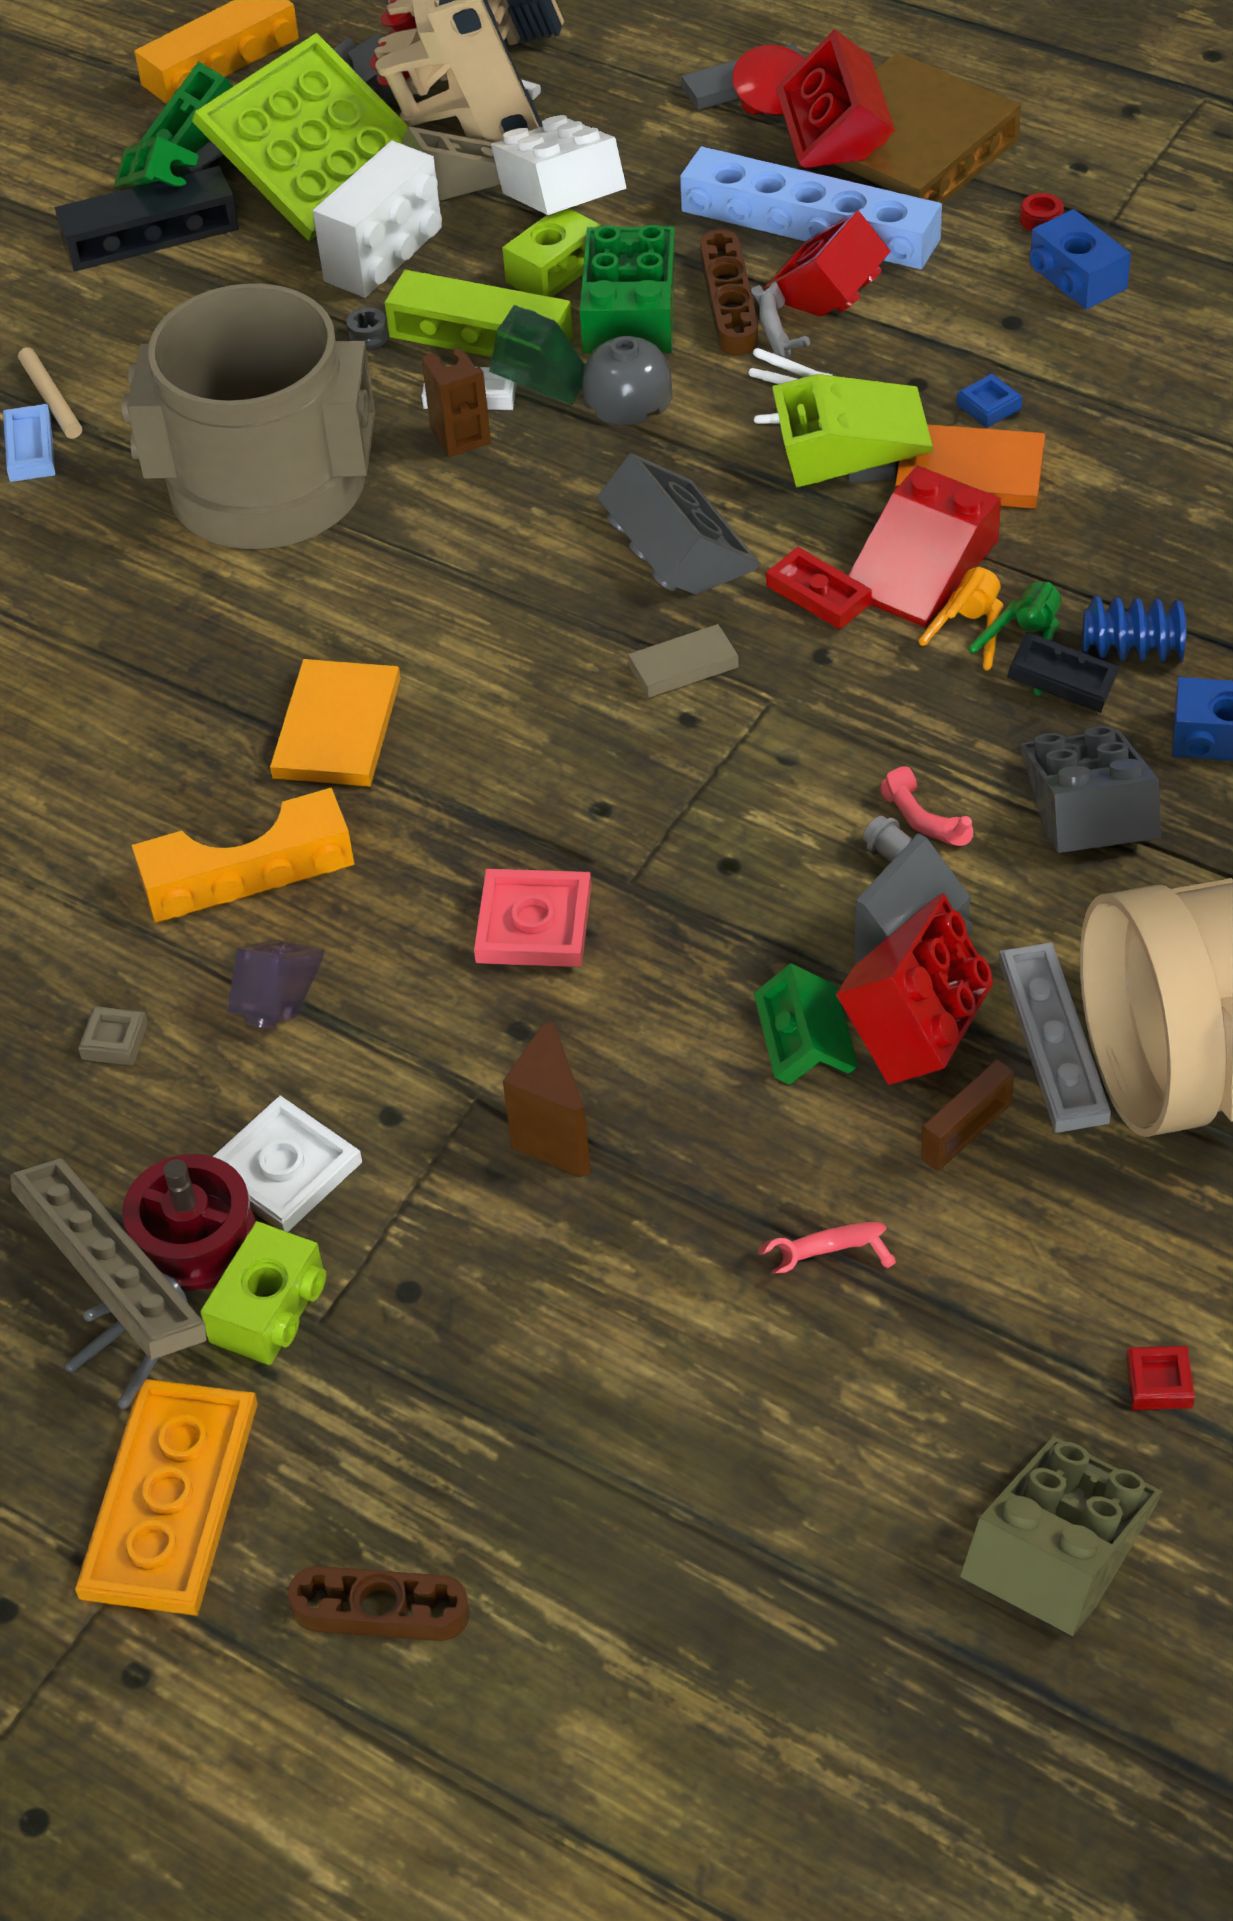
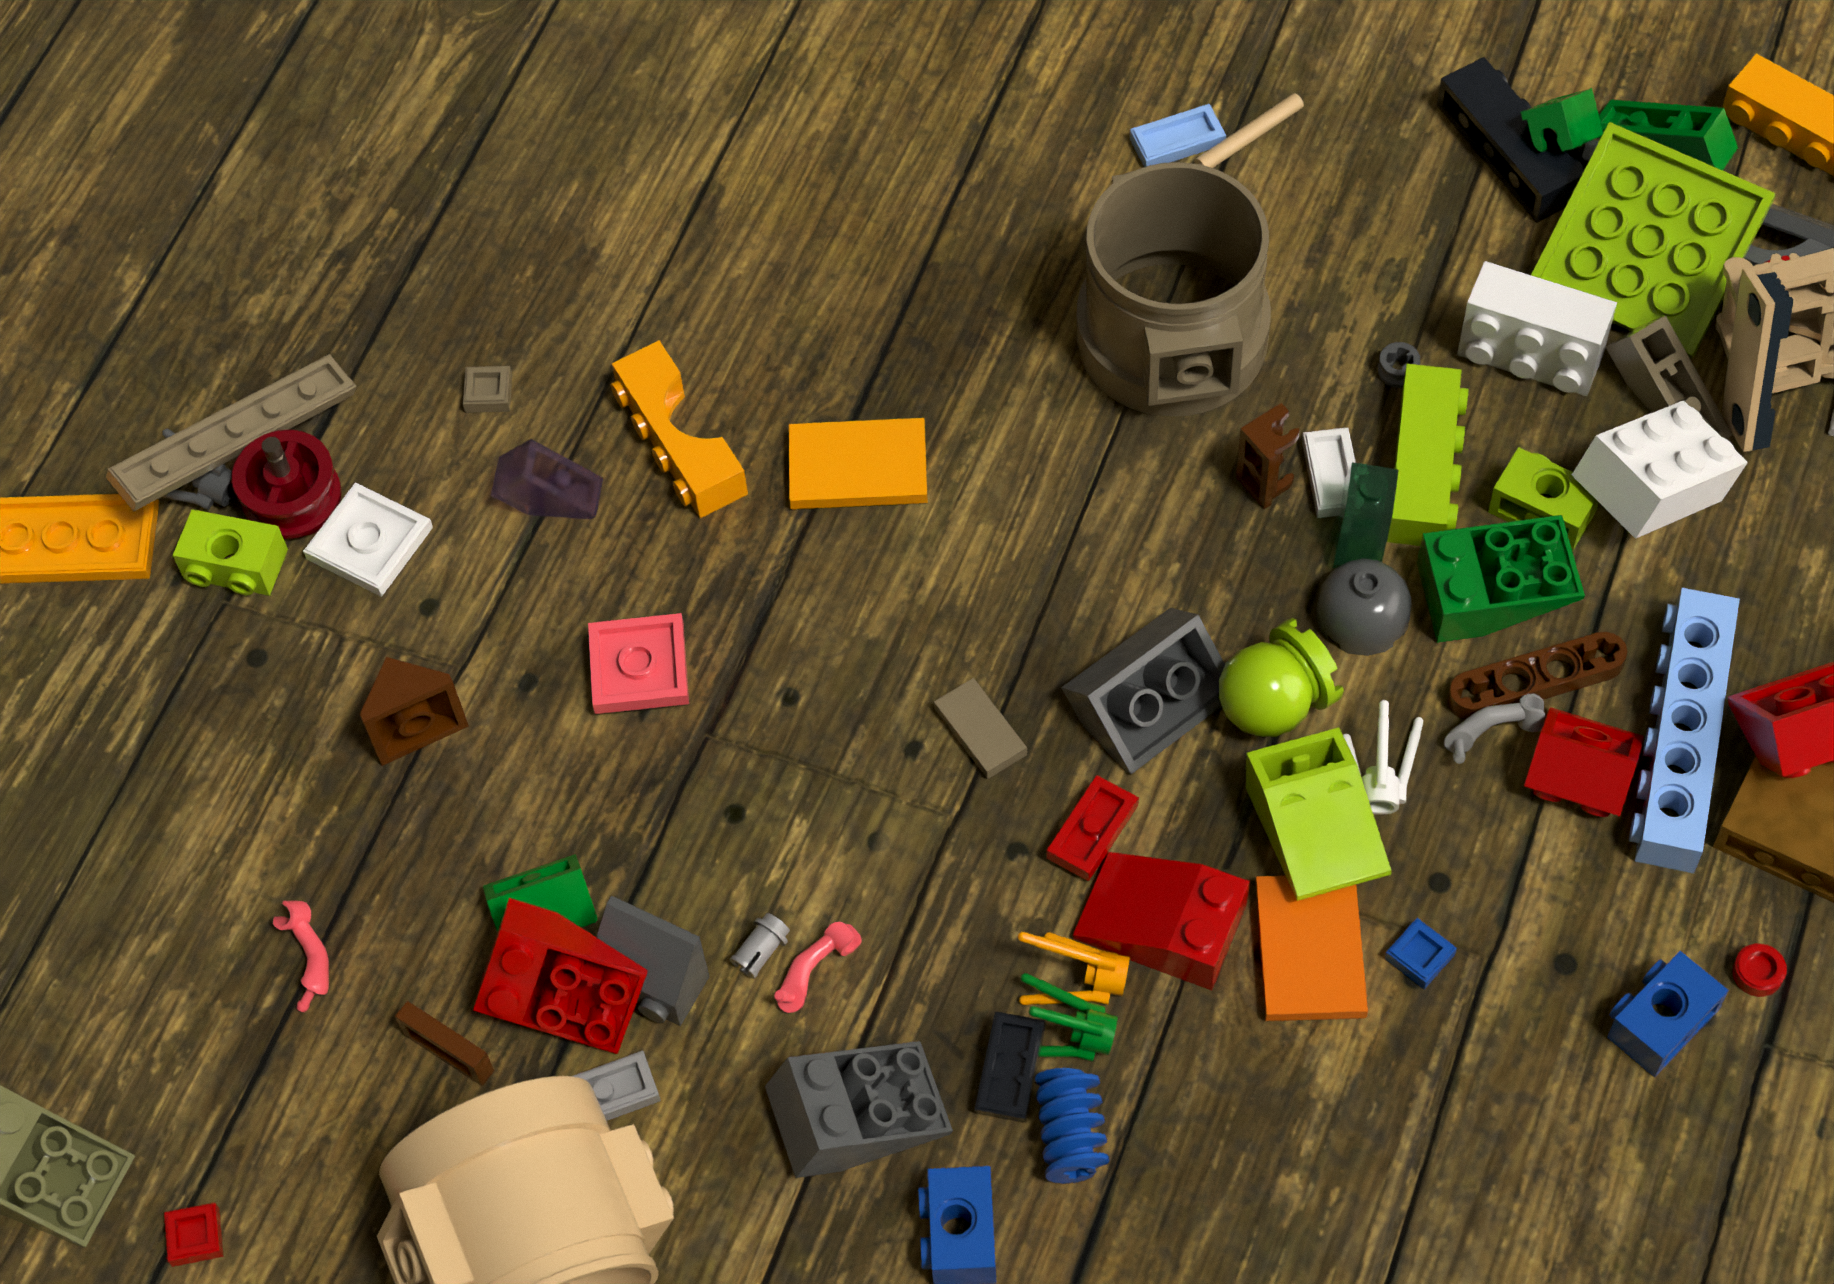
camera: 80 degrees right, 10 degrees up
(704, 424) = (1275, 683): none -> lime tile

